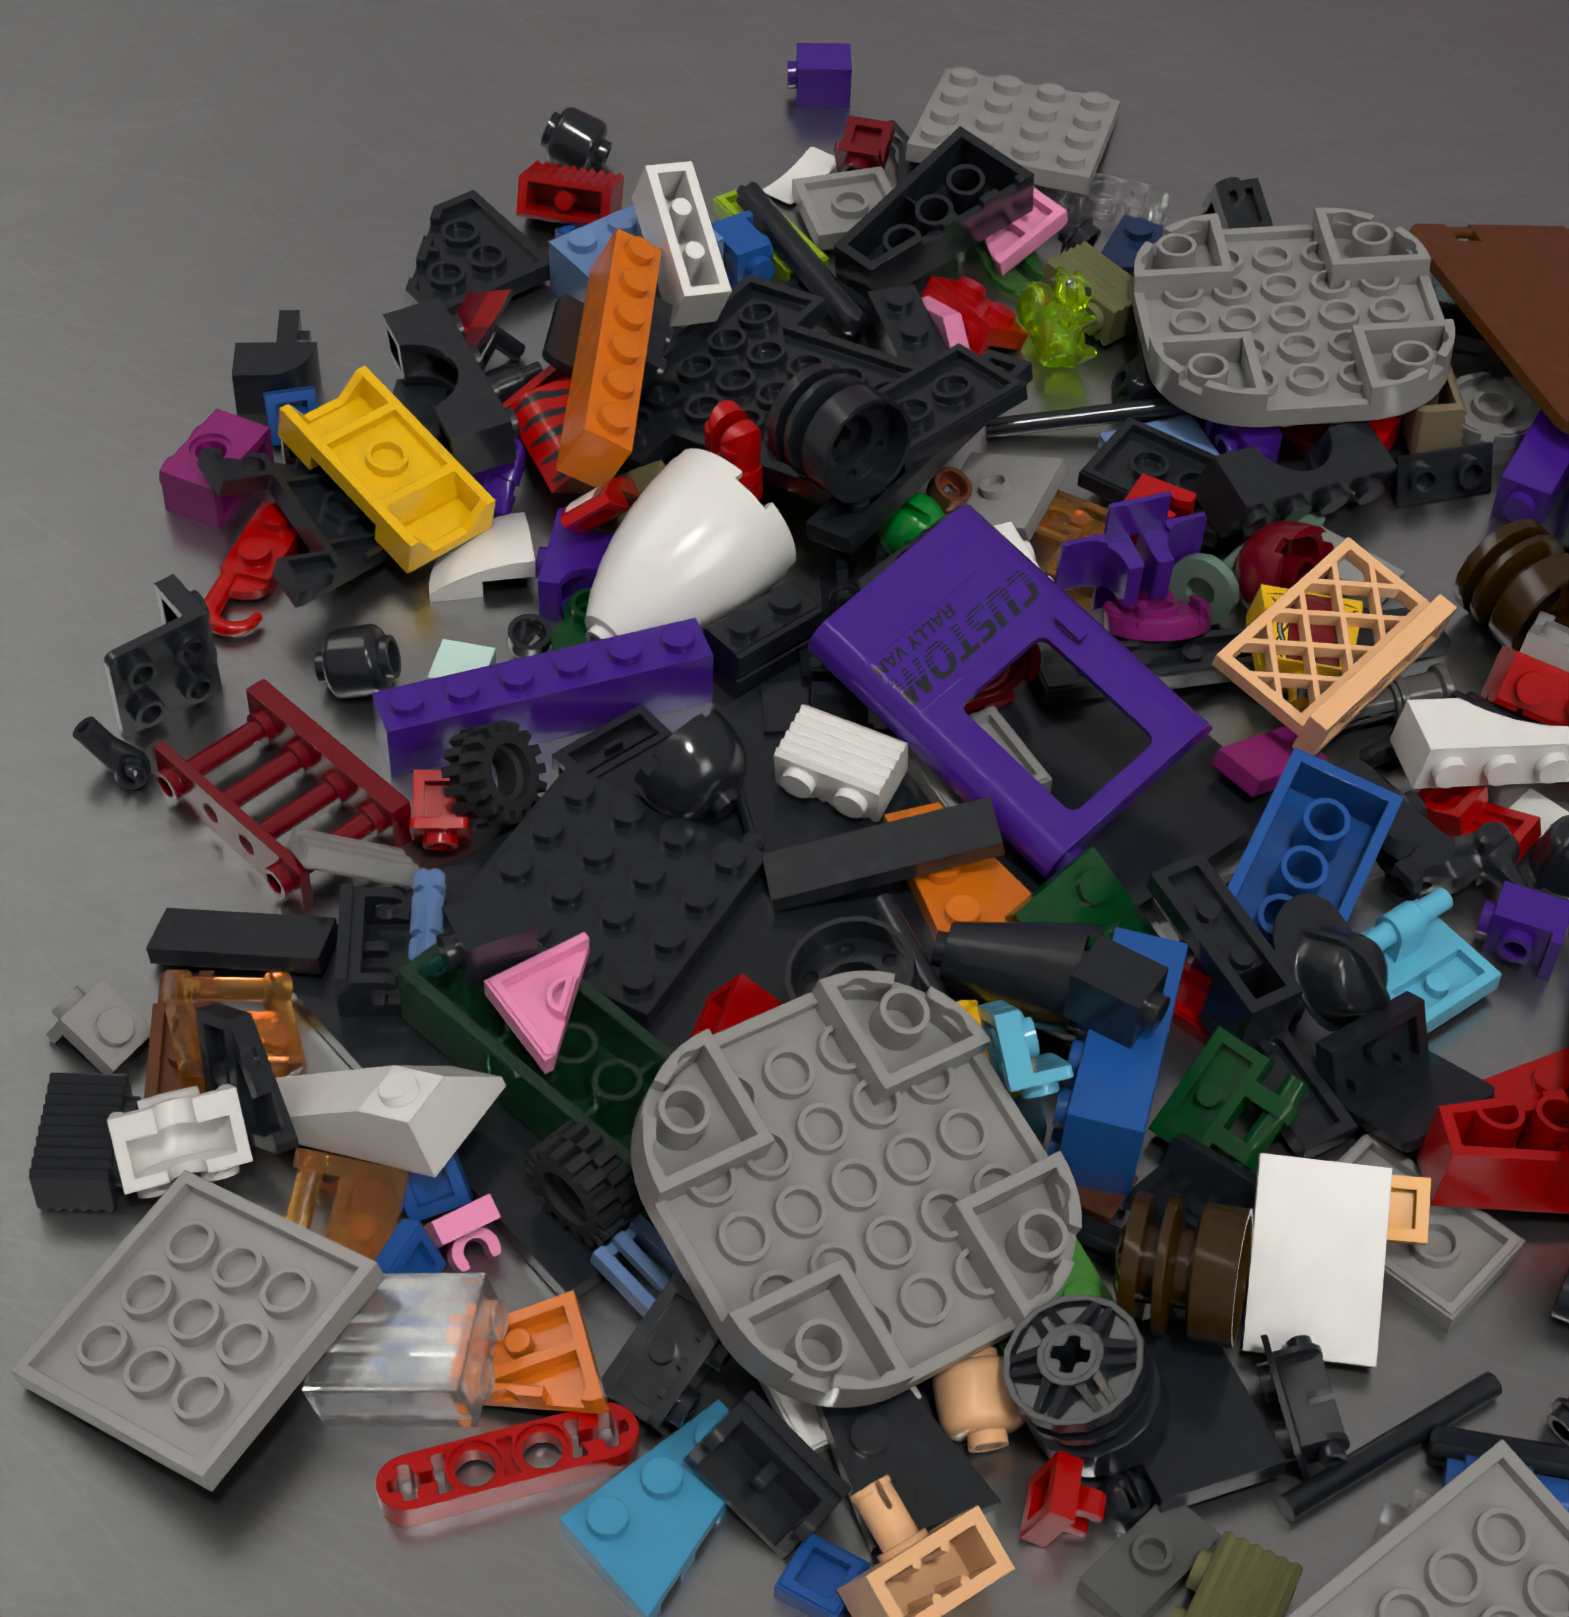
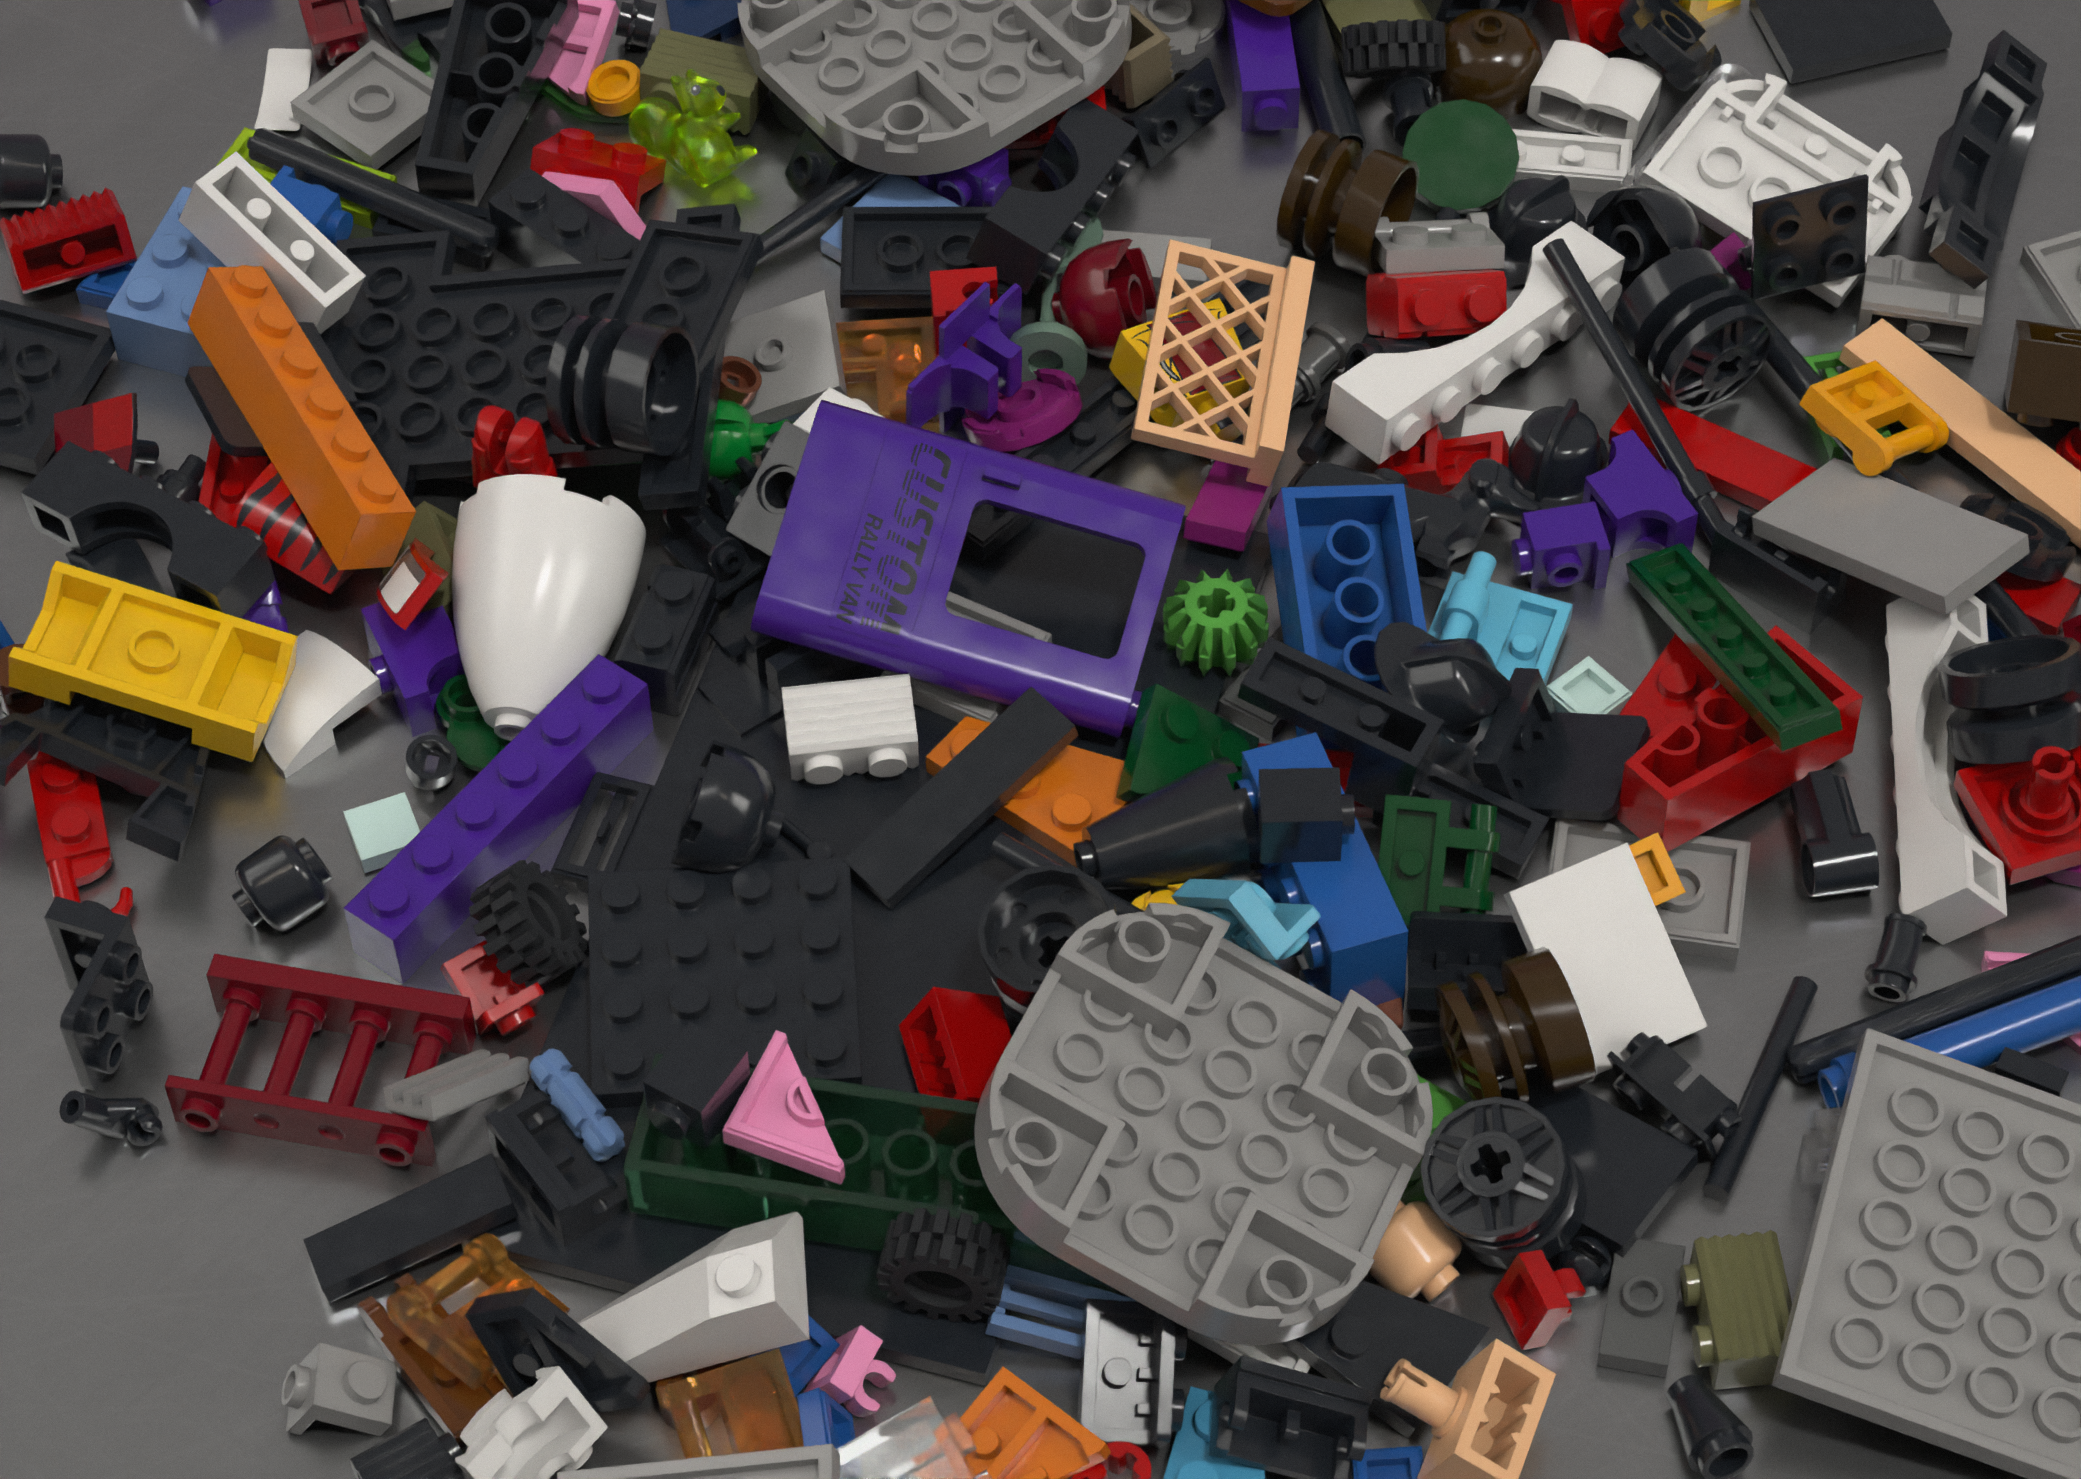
camera: 30 degrees left, 5 degrees up
(1025, 268) = (614, 88): none -> light orange tile
(1186, 825) = (1215, 622): none -> bright green gear
(1468, 1047) = (1588, 690): none -> light aqua tile

